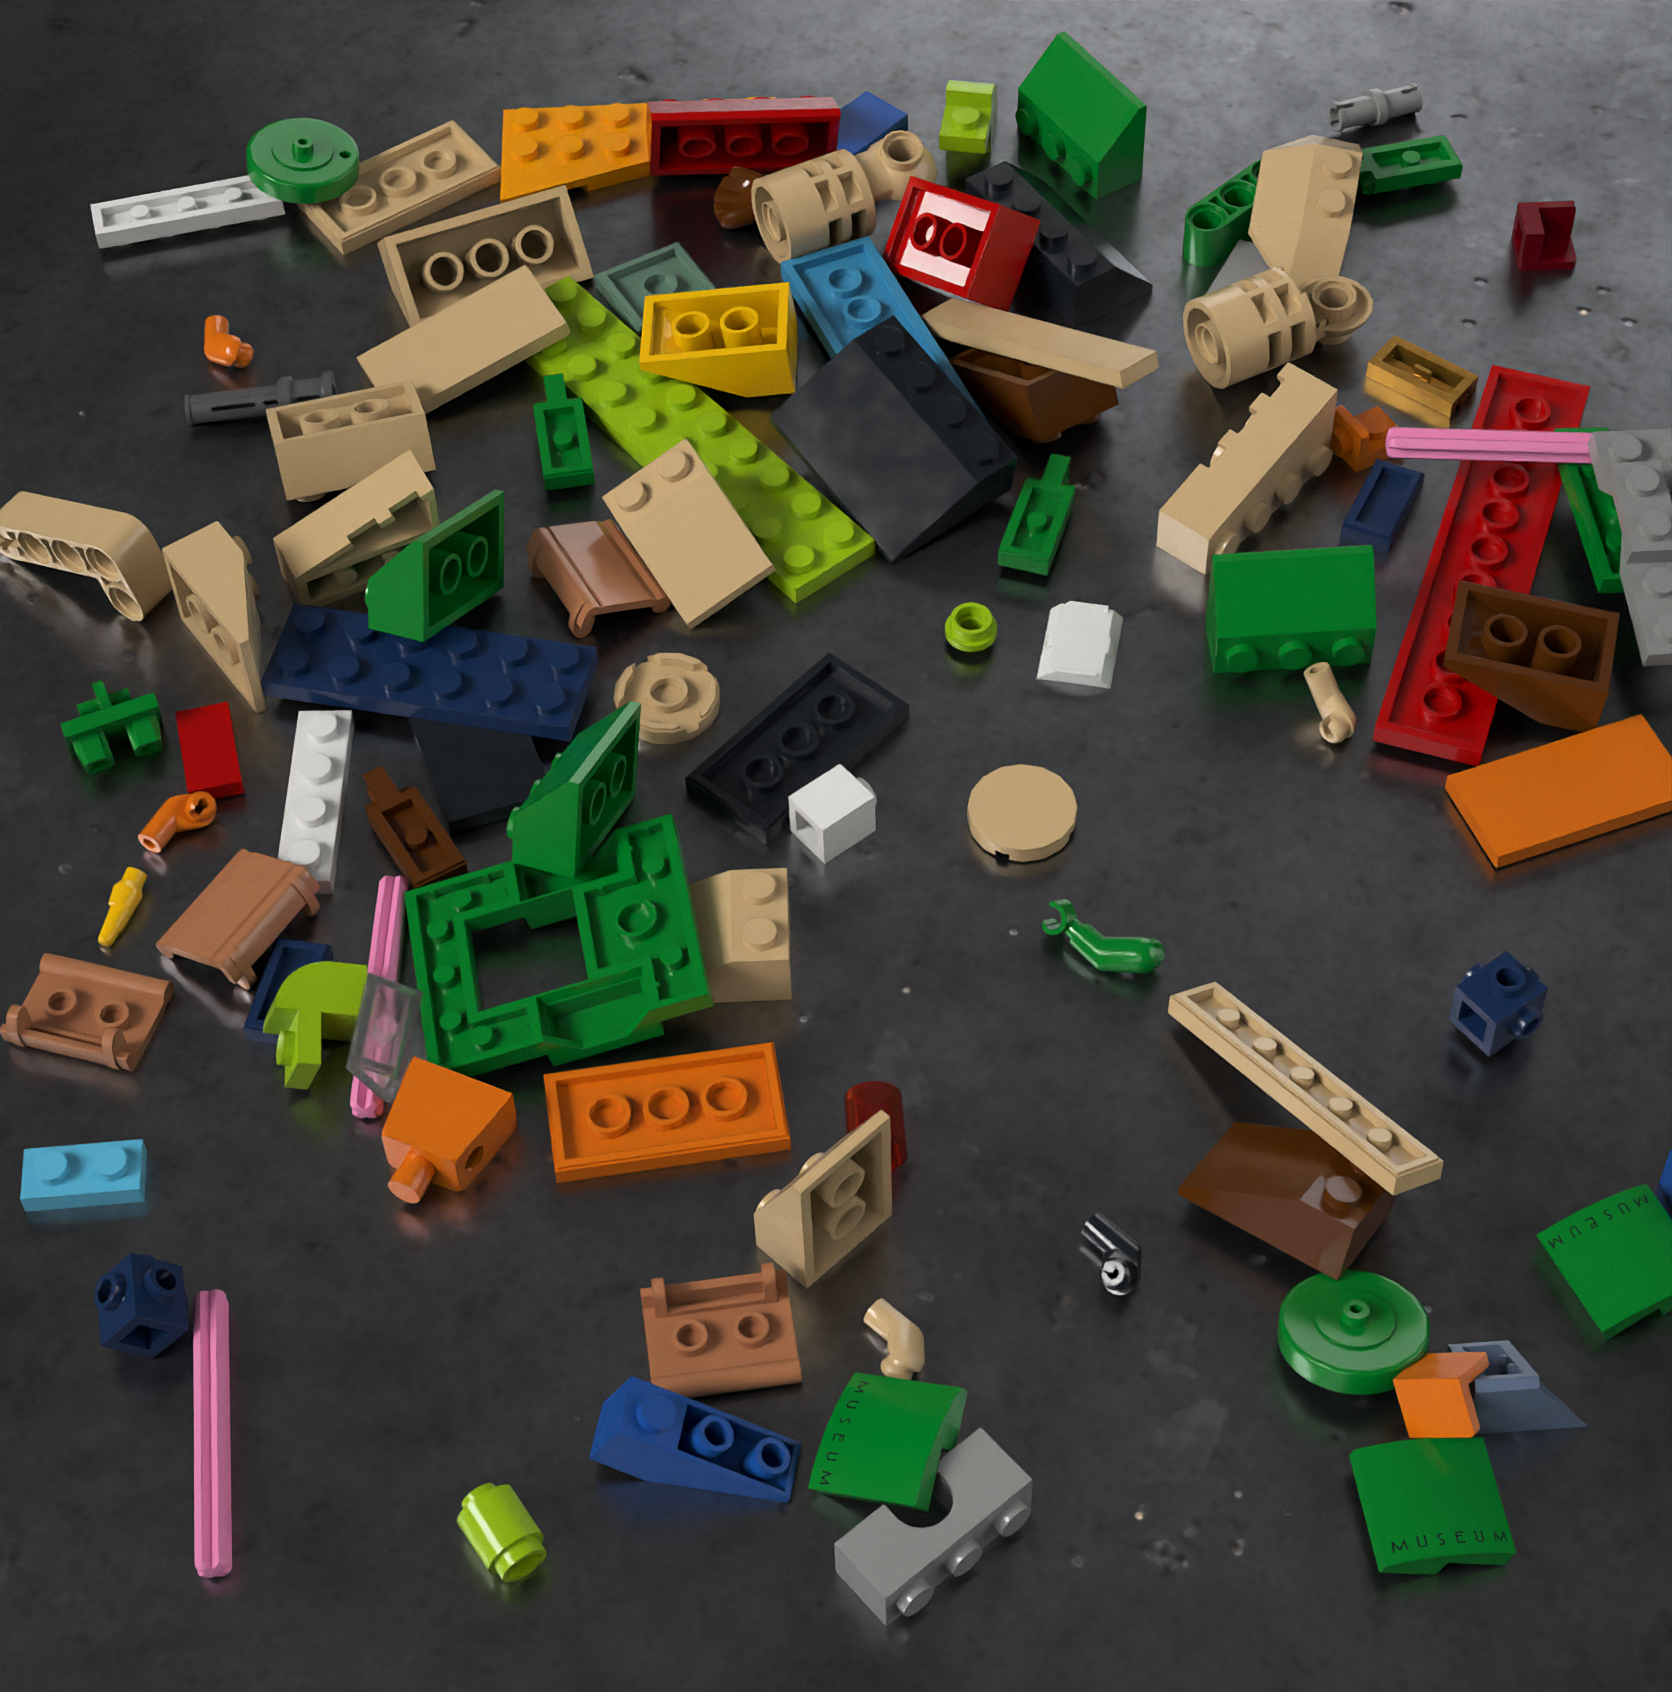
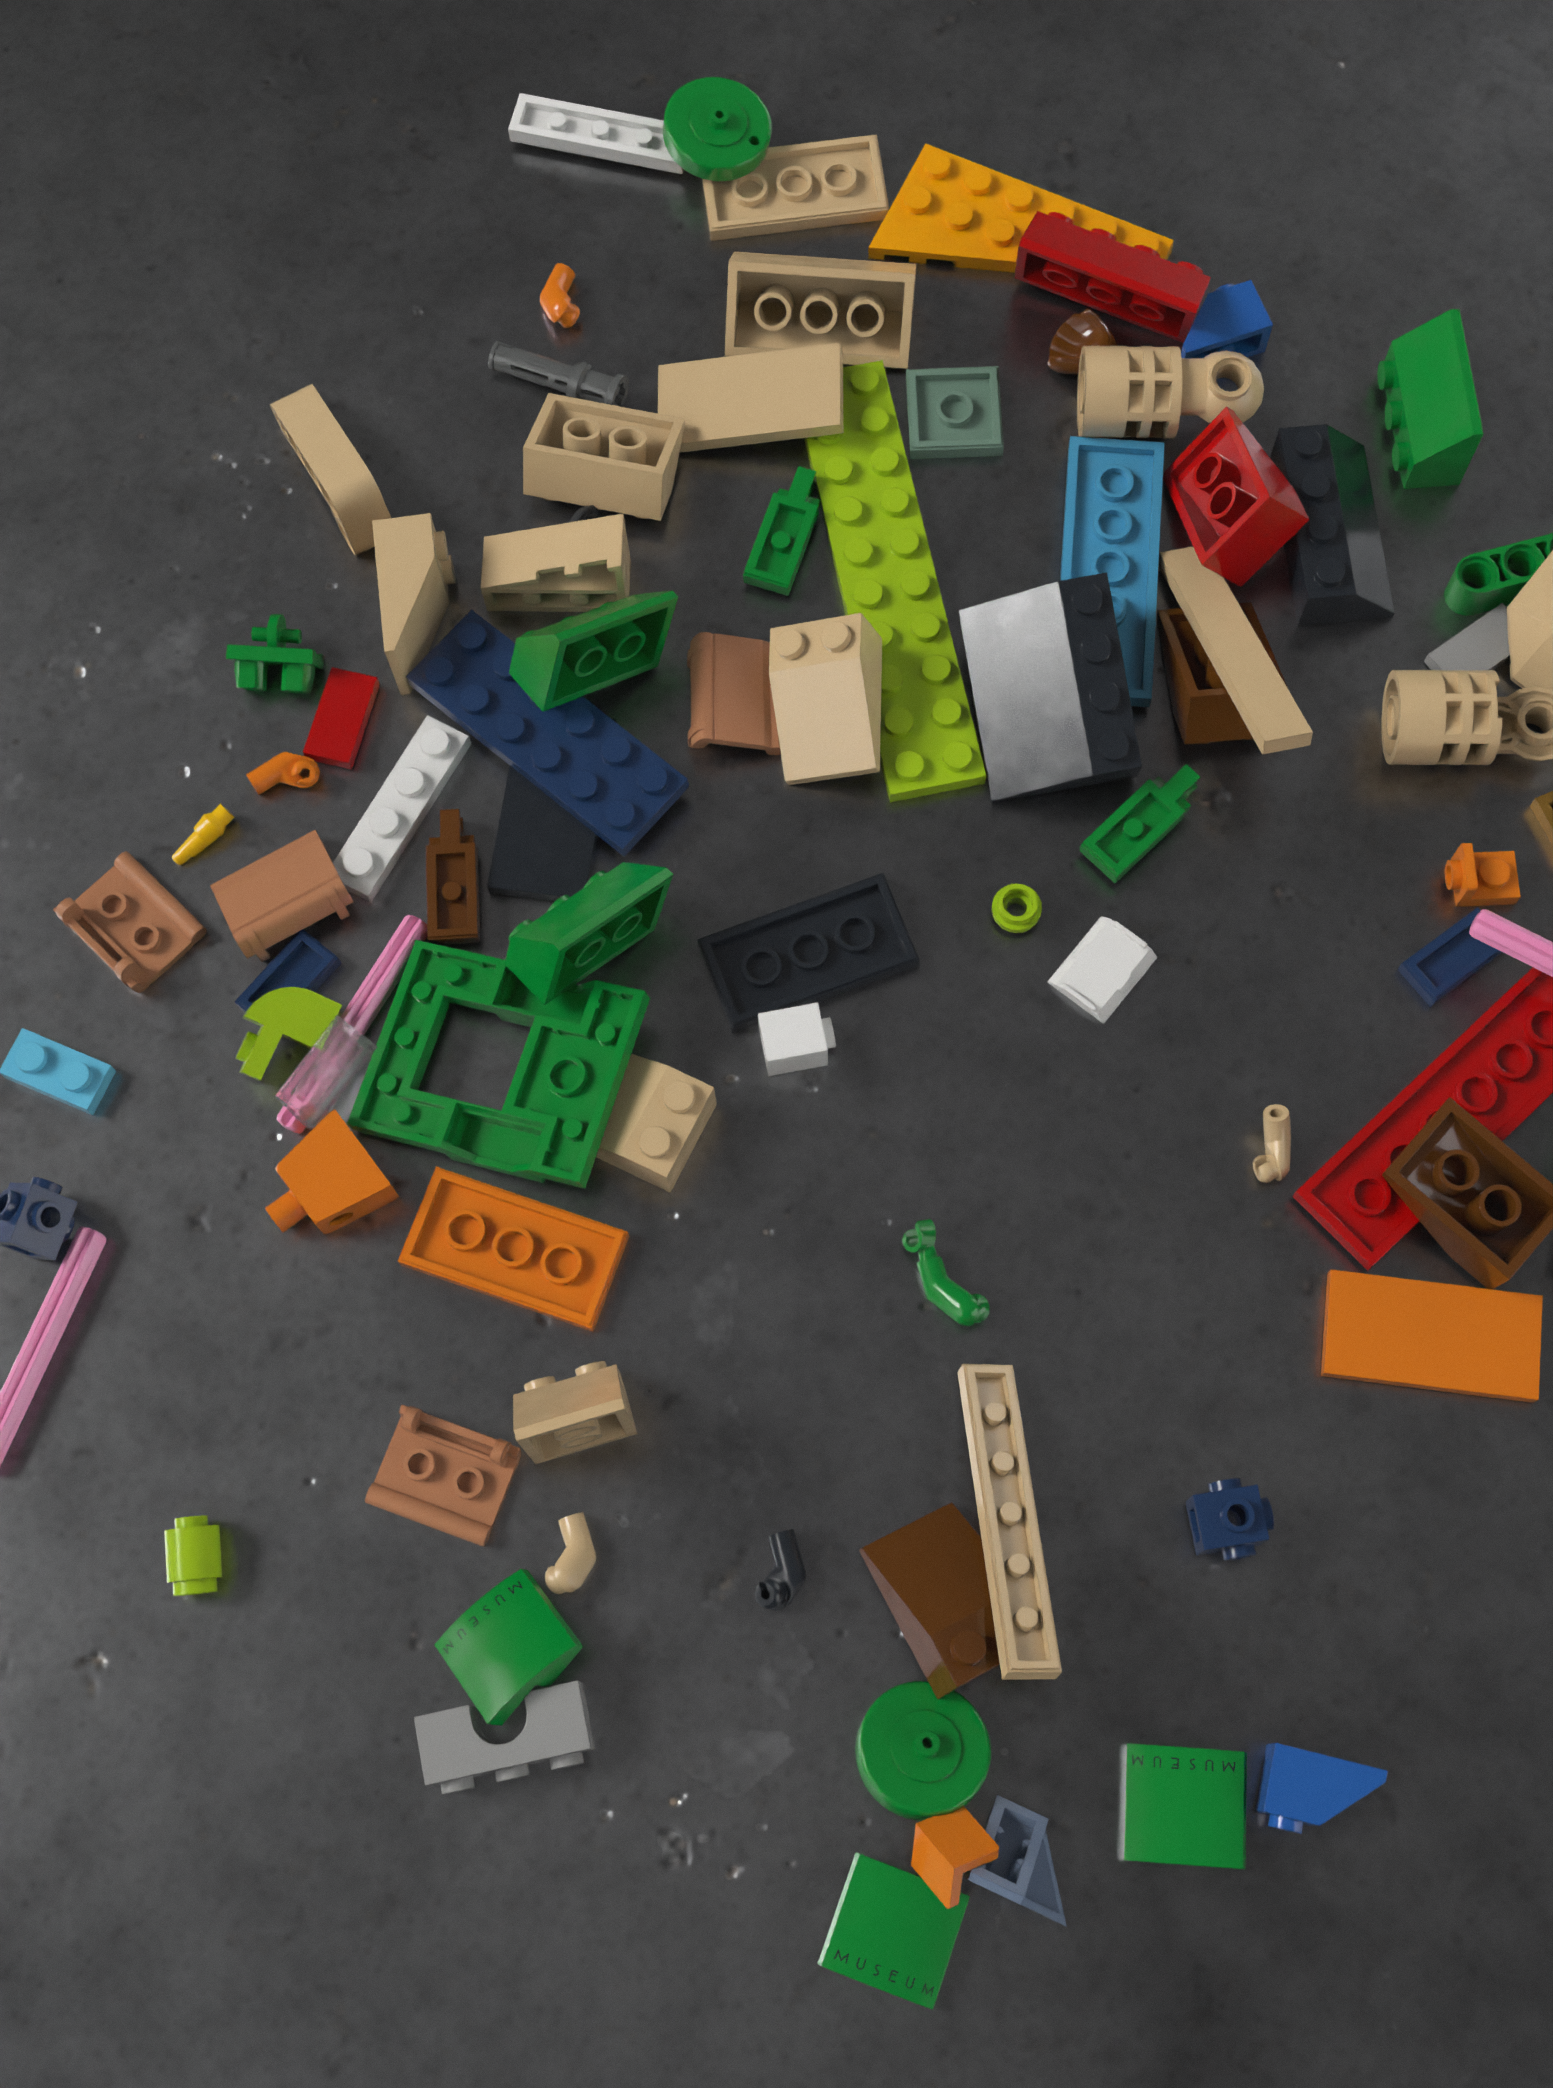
camera: 30 degrees right, 20 degrees up
(675, 697) = (728, 848): tan tile -> none
(691, 1444) = (370, 1565): blue slope -> none
(724, 338) = (969, 501): yellow slope -> none
(869, 1098) = (659, 1359): clear red brick -> none
(969, 117) = (1327, 354): lime brick -> none
(1022, 812) = (953, 1114): tan tile -> none
(1251, 471) = (1347, 875): tan wedge -> none
(1291, 608) = (1292, 1042): green slope -> none

